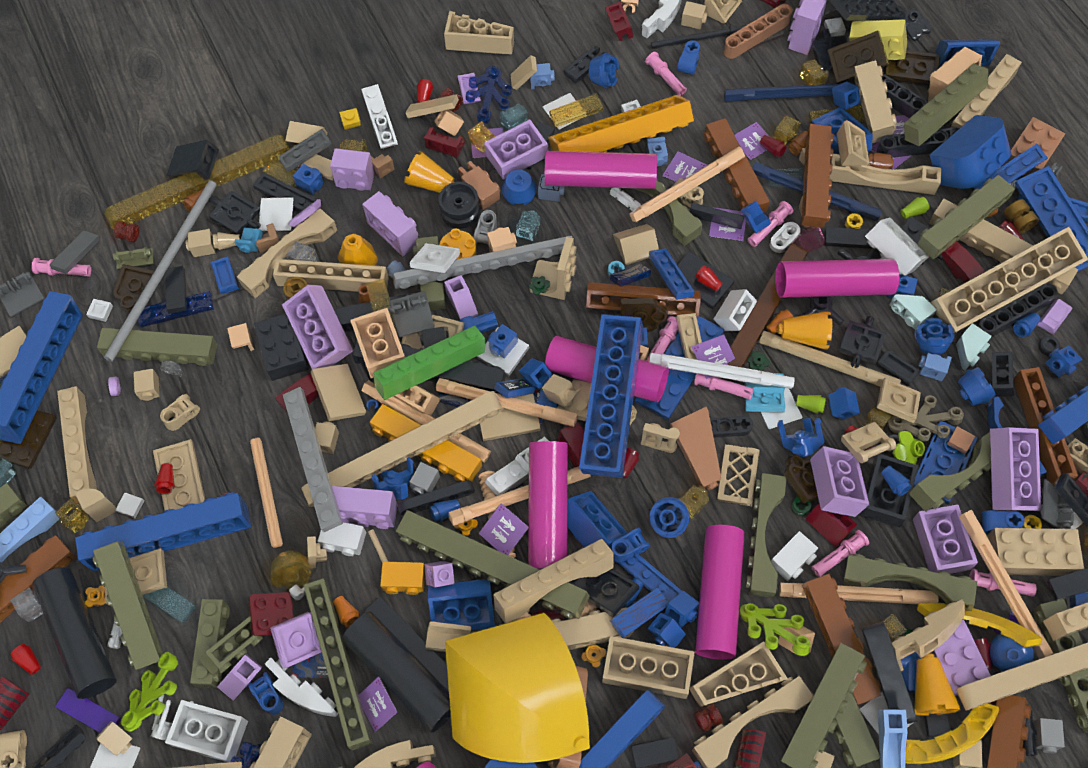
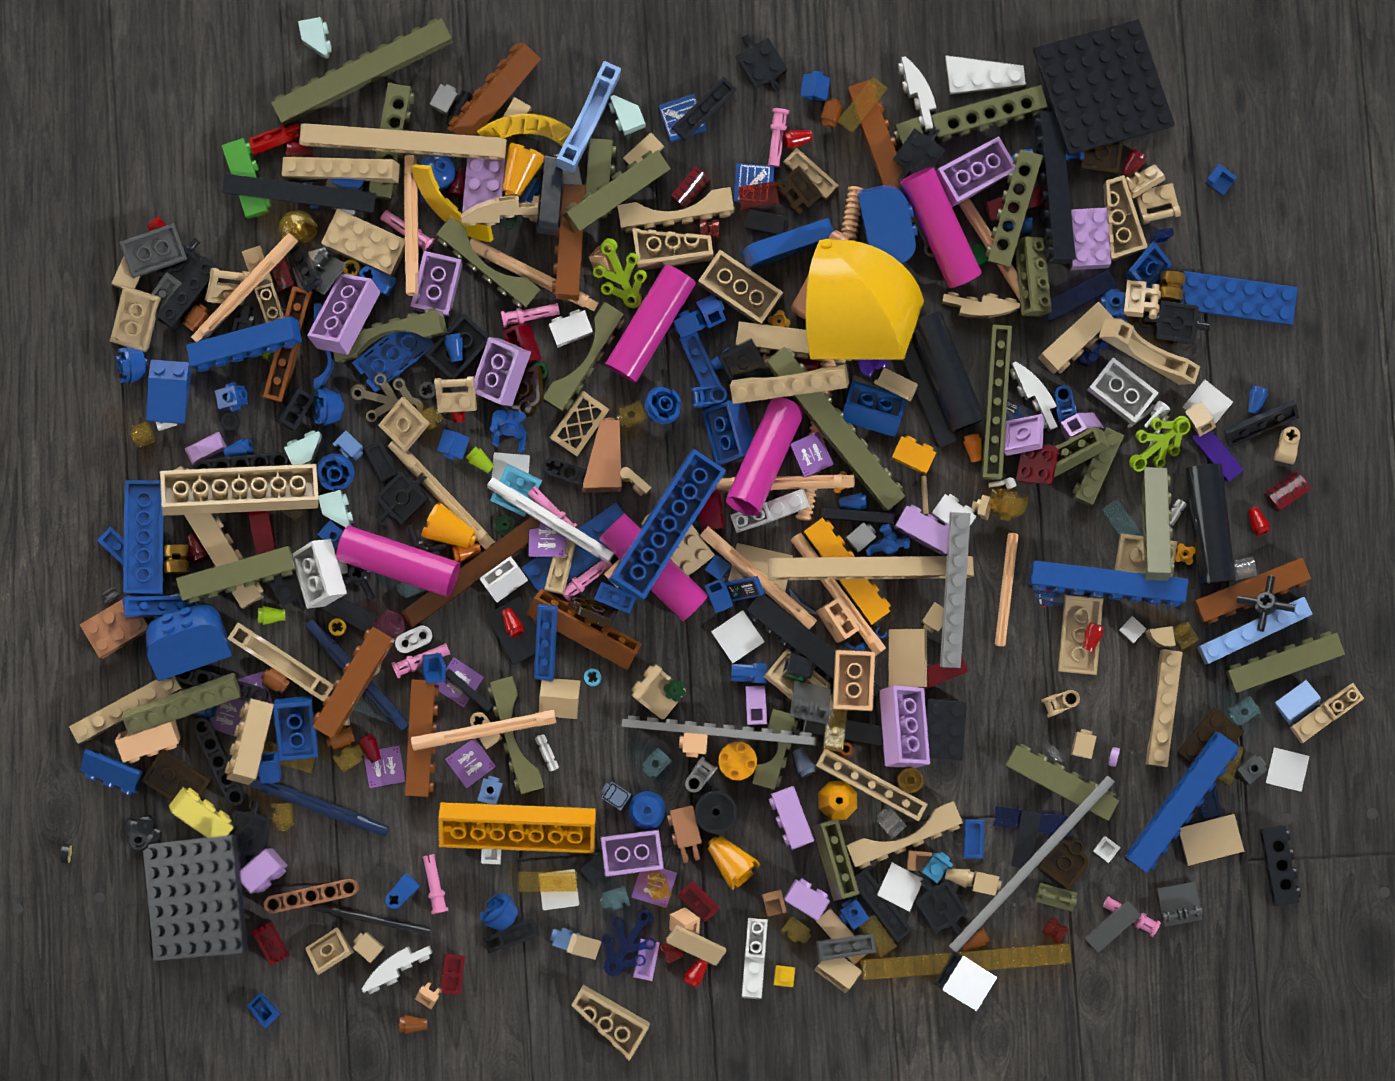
camera: 160 degrees left, 20 degrees up
(240, 336) = (980, 755): light nougat panel -> none
(305, 213) = (872, 867): lavender tile -> none
(339, 207) = (835, 860): none -> olive brick
(377, 704) = (975, 354): medium lavender sticker -> none
(429, 362) = (814, 639): bright green brick -> none
(435, 258) = (766, 747): white tile -> none
(439, 573) = (882, 441): lavender brick -> none
(502, 341) = (736, 641): blue brick -> none
(559, 390) = (705, 565): tan brick -> none
(600, 169) = (564, 778): dark pink piece -> none
(630, 275) = (583, 661): clear blue tile -> none
(631, 460) = (668, 475): dark red cone -> none
(639, 612) = (726, 334): blue tile -> none
(852, 145) = (302, 695): tan slope -> none
(857, 52) = (236, 800): dark brown plate -> none
(894, 627) = (525, 233): clear yellow brick -> none
(908, 448) = (419, 377): lime plate -> none
(961, 440) = (369, 365): nougat tile -> none

